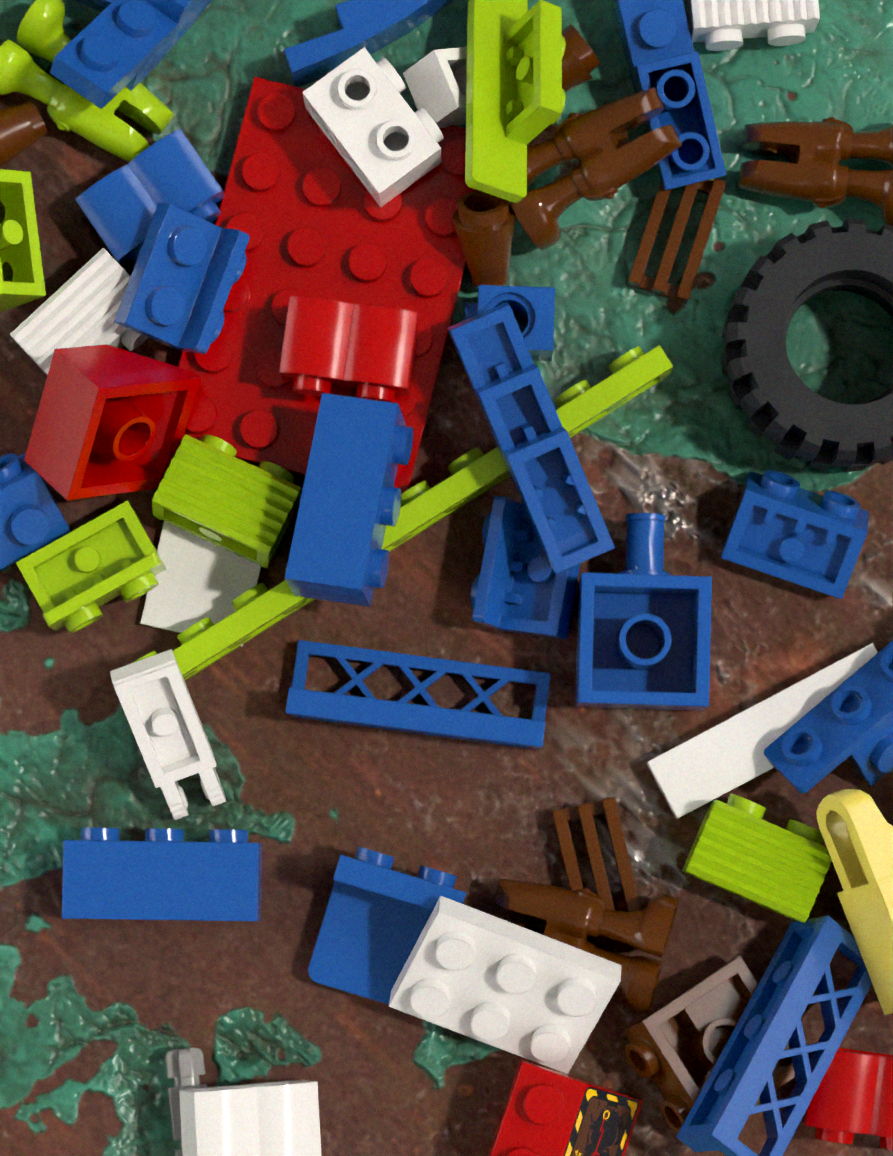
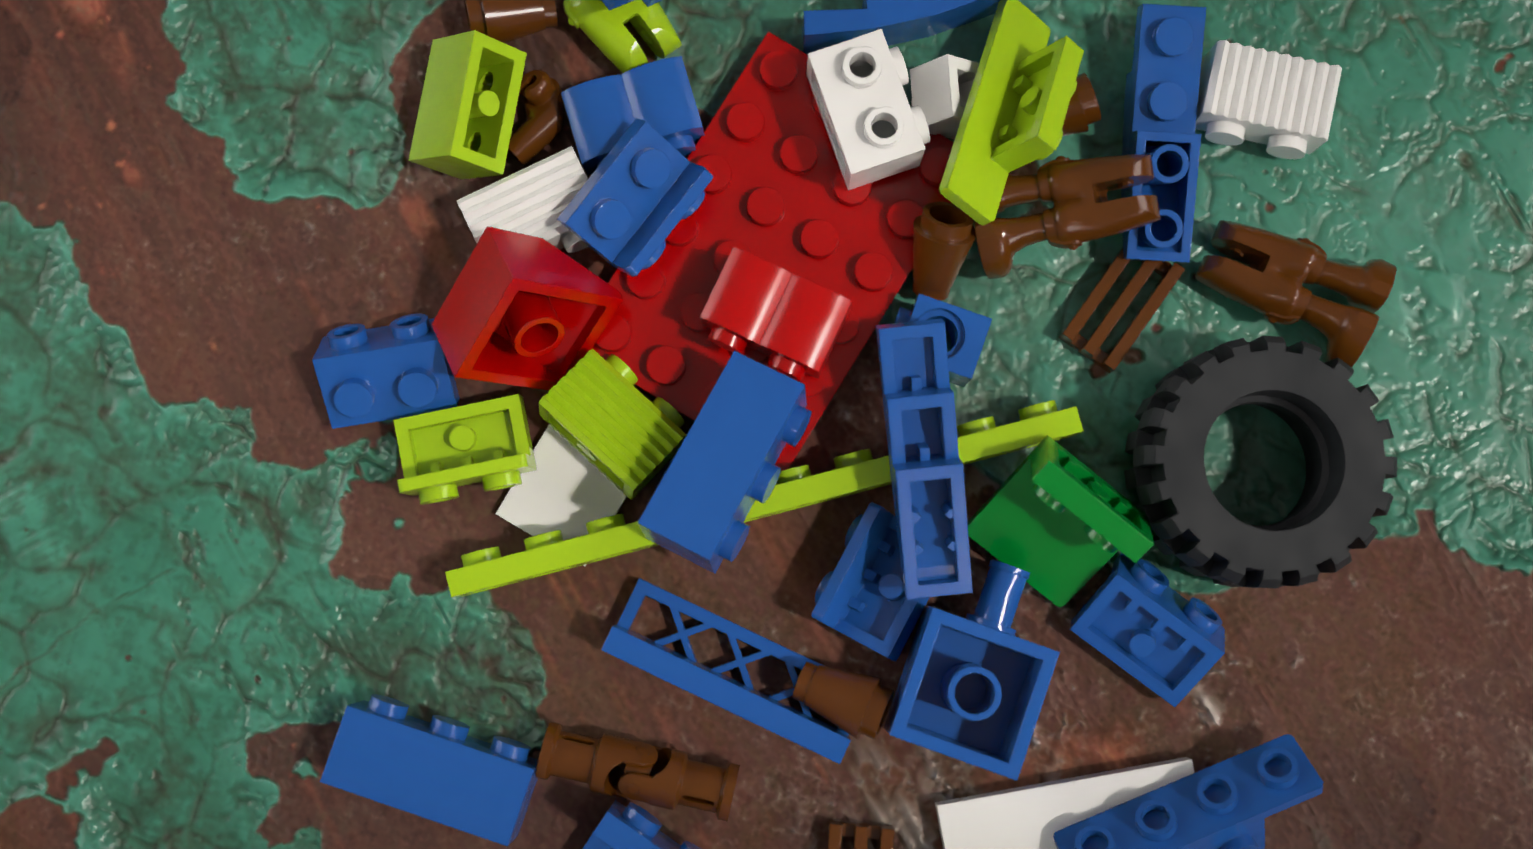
camera: 20 degrees right, 0 degrees up
(61, 225) = (543, 115): none -> reddish brown arm
(167, 728) = (481, 629): white hinge -> none
(368, 819) = (676, 778): none -> reddish brown piece
(529, 687) = (845, 698): none -> reddish brown cone
(676, 460) = (1059, 522): none -> green bracket

